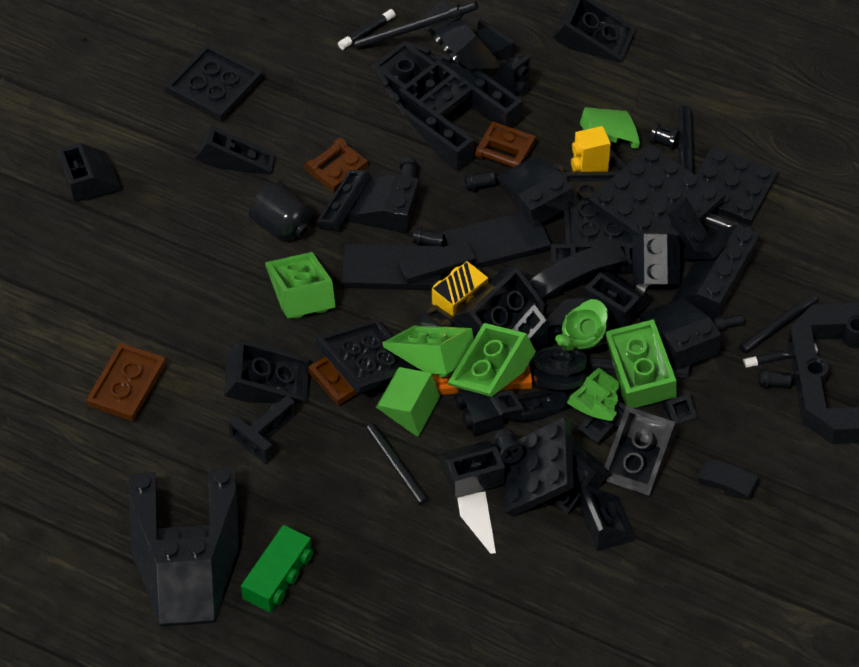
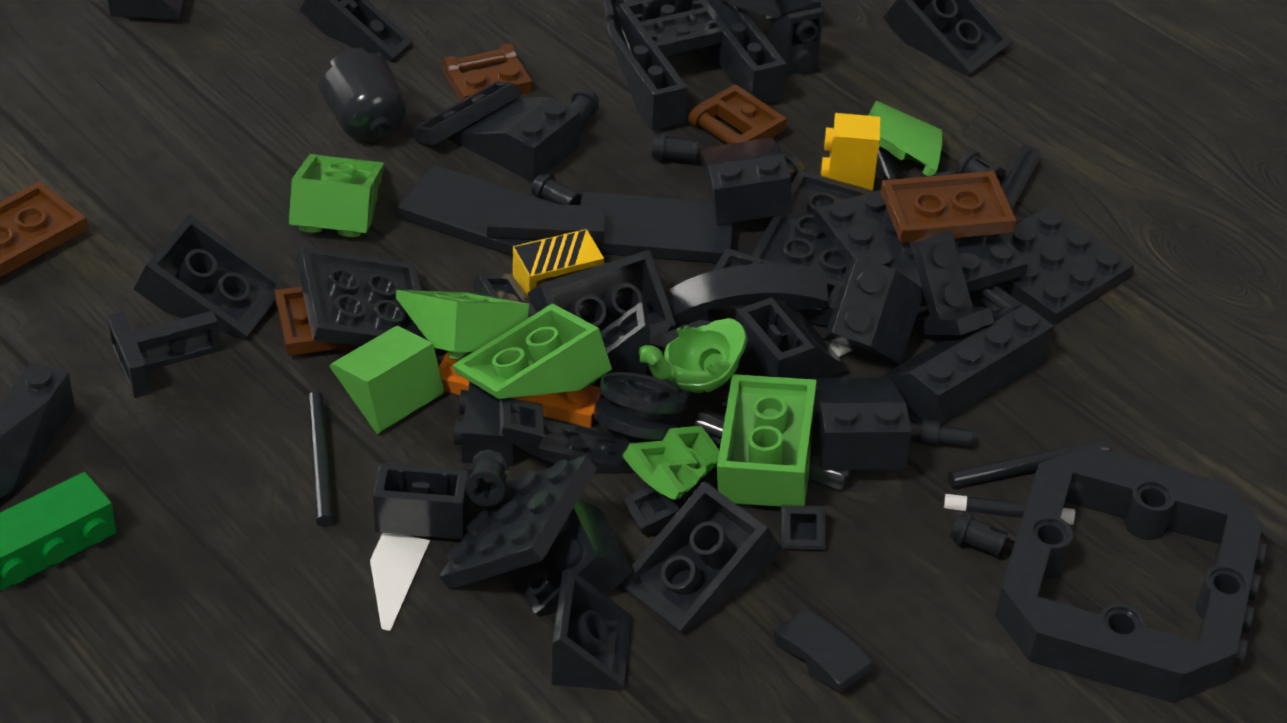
camera: 20 degrees right, 10 degrees down
(667, 174) = (956, 202): none -> reddish brown plate

